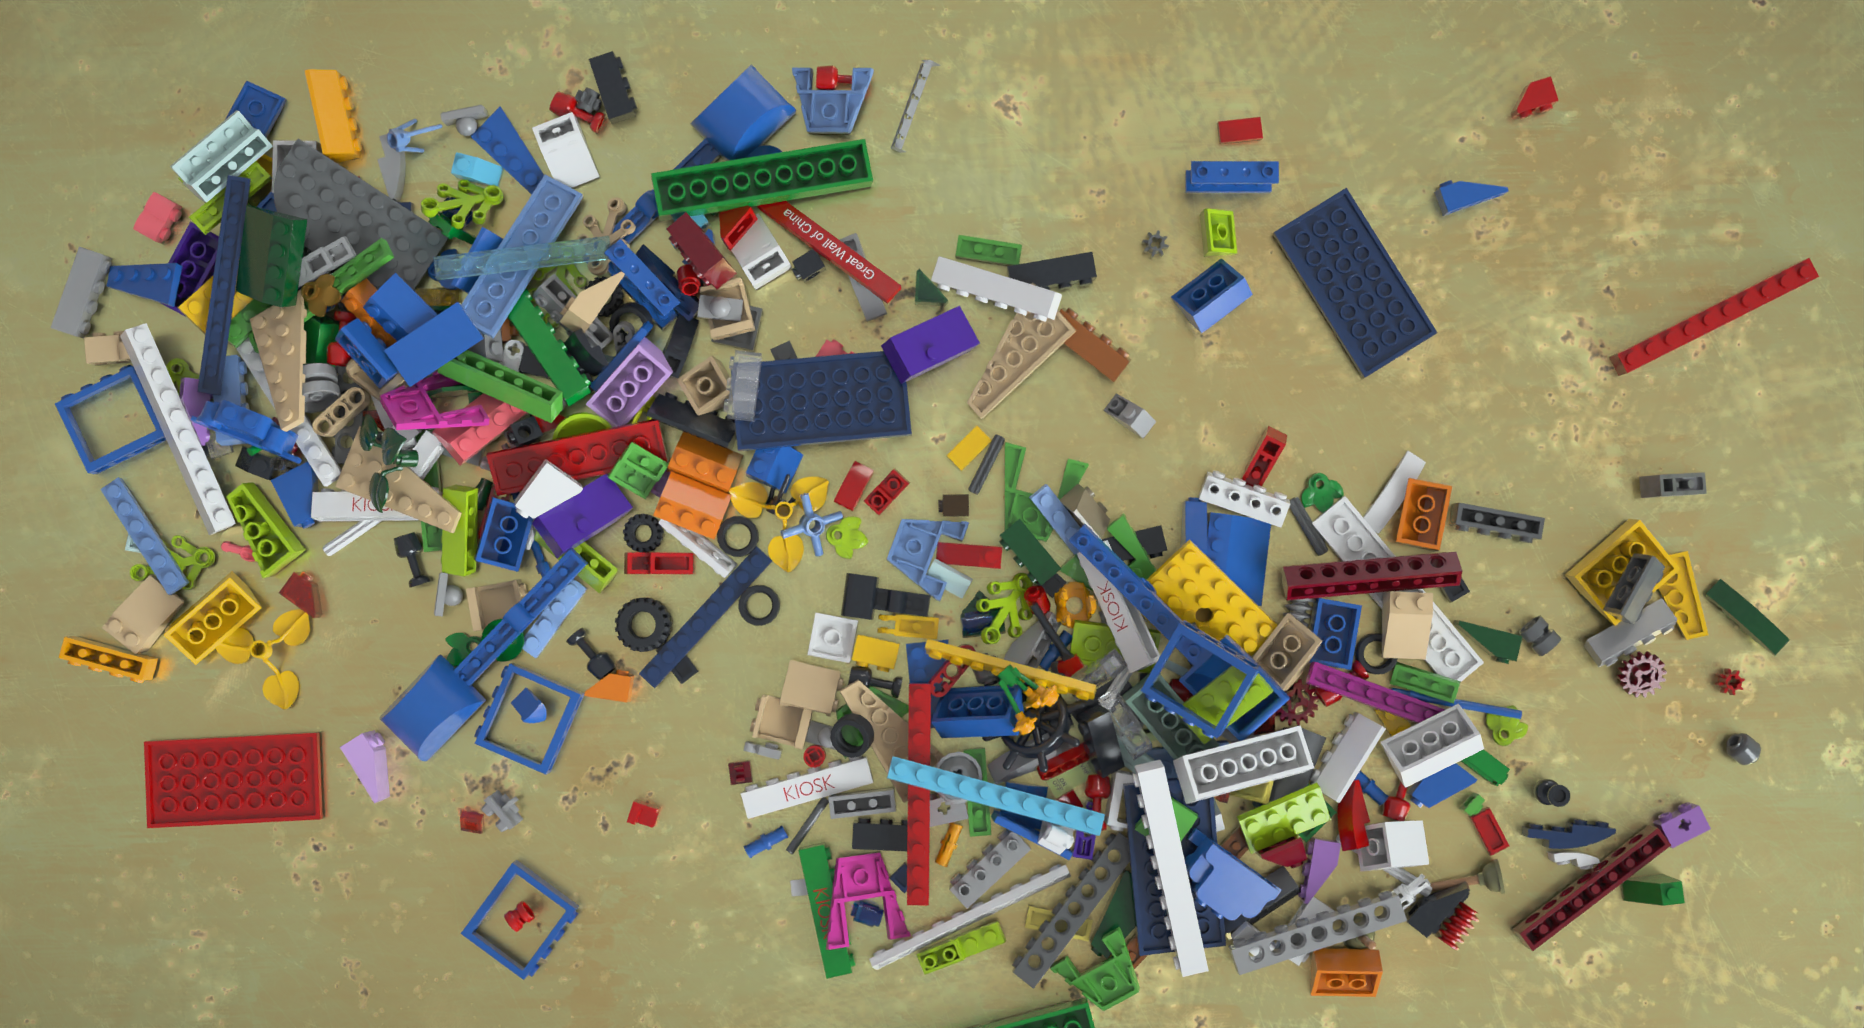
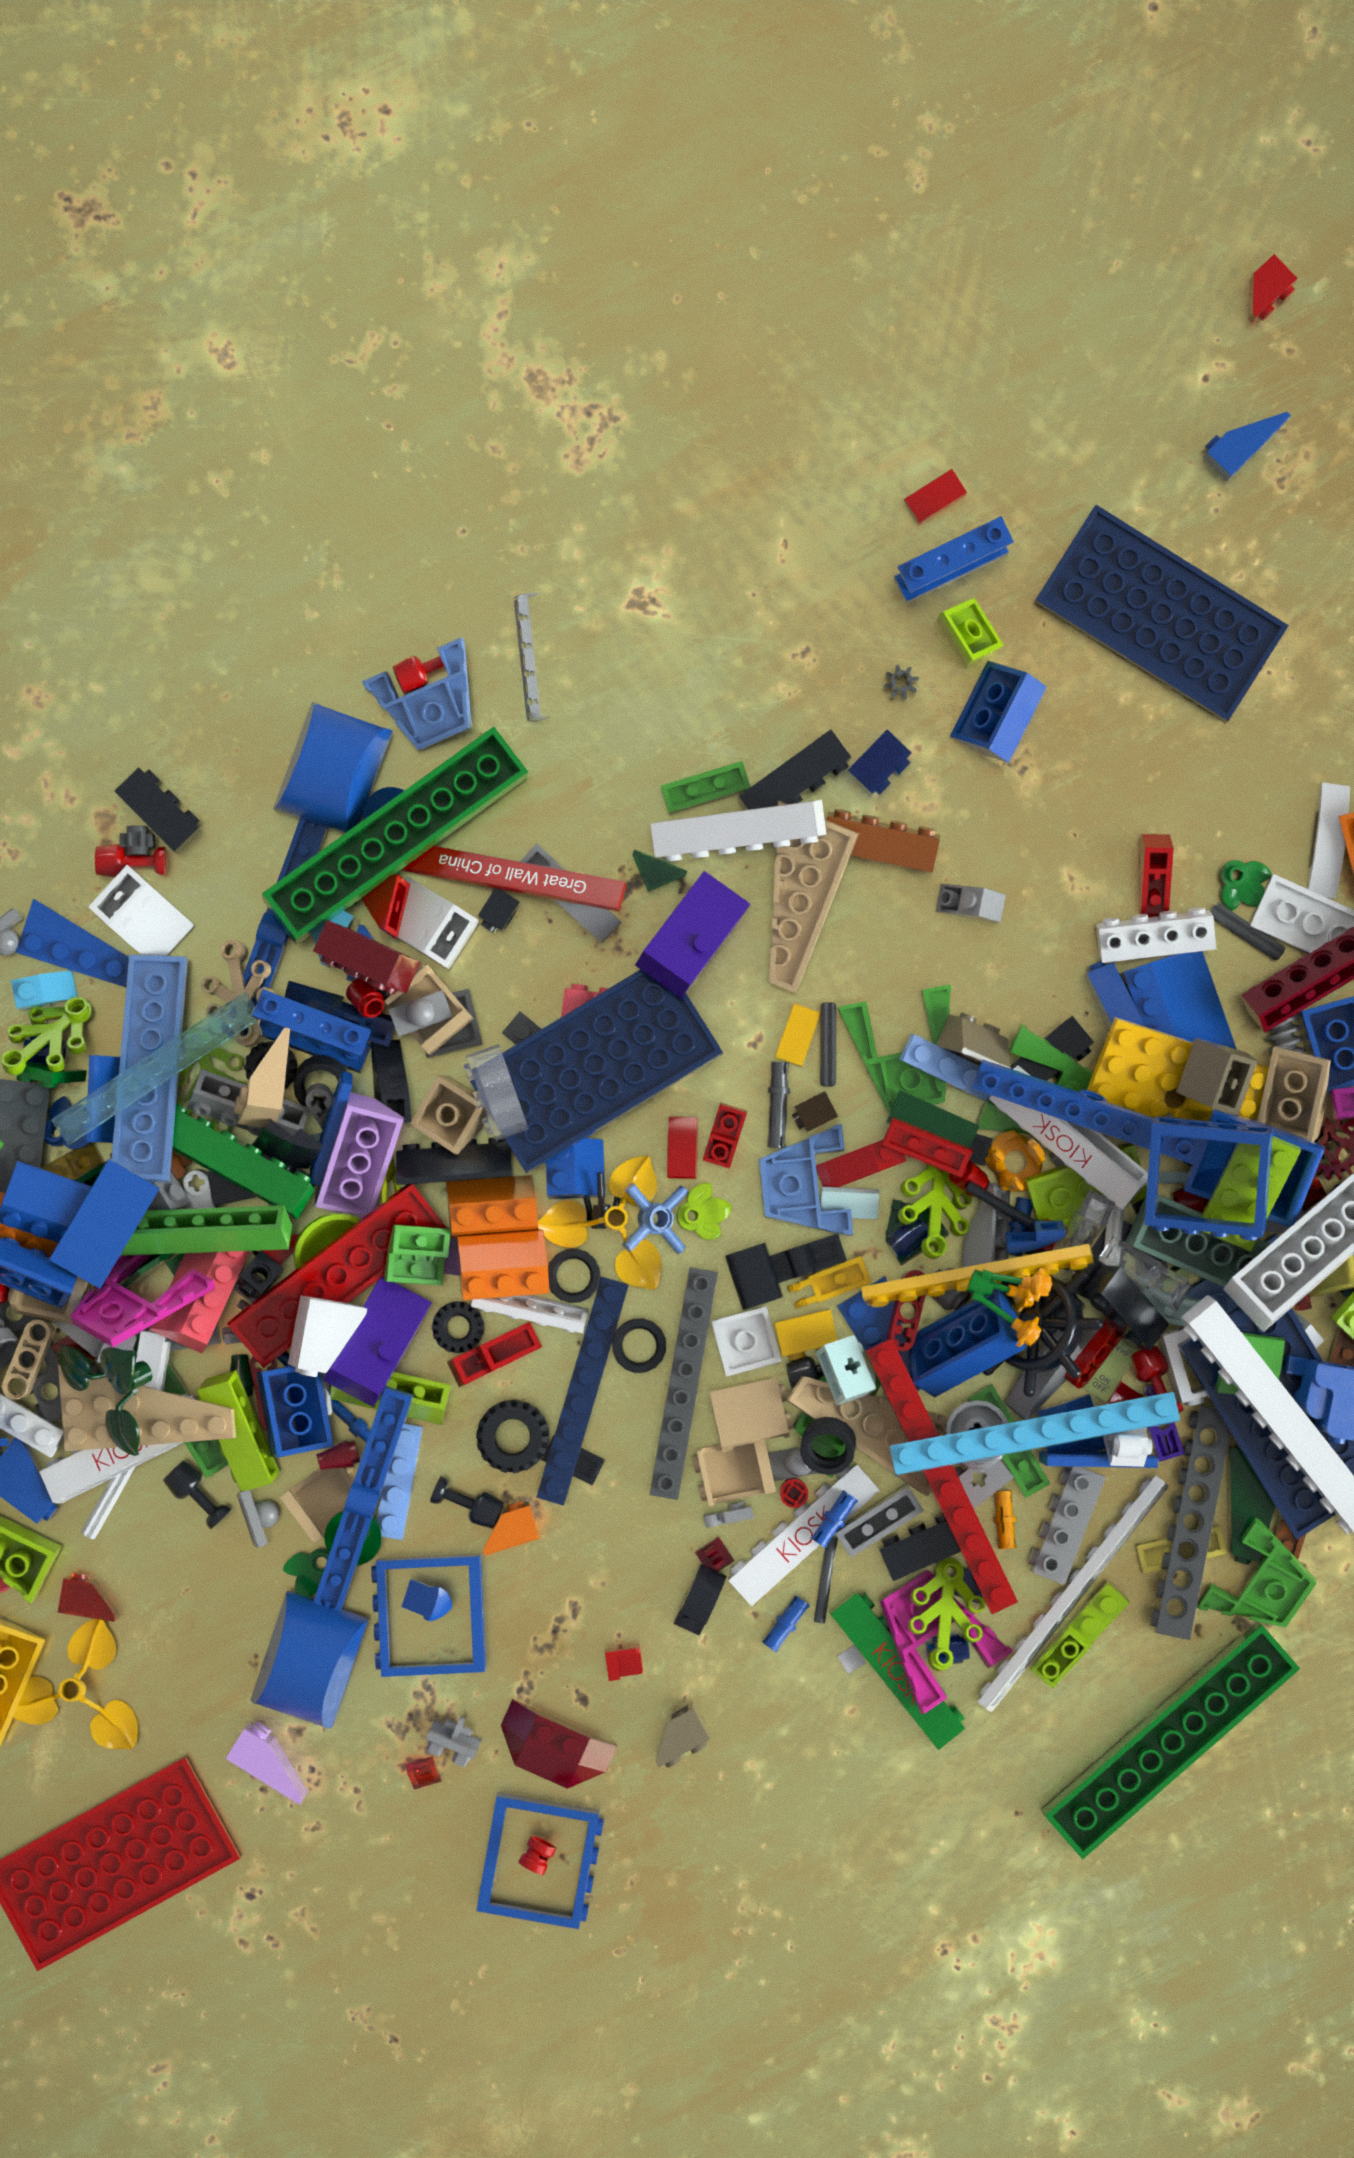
camera: 30 degrees left, 0 degrees up
(518, 580) = (339, 1456): none -> dark red cone
(569, 848) = (553, 1746): none -> dark red wedge
(660, 882) = (682, 1733): none -> dark tan slope
(715, 797) = (700, 1600): none -> black brick
(776, 645) = (683, 1383): none -> dark grey brick
(832, 787) = (834, 1519): none -> blue pin
(878, 885) = (946, 1610): none -> lime plant
(885, 700) = (835, 1360): none -> light aqua brick
(933, 487) = (778, 1104): none -> dark grey pin
(1018, 565) = (927, 1147): none -> red tile
(1069, 664) = (1044, 1234): none -> blue slope
(1114, 291) = (880, 763): none -> clear blue brick
(1239, 613) = (1217, 1076): none -> dark tan slope

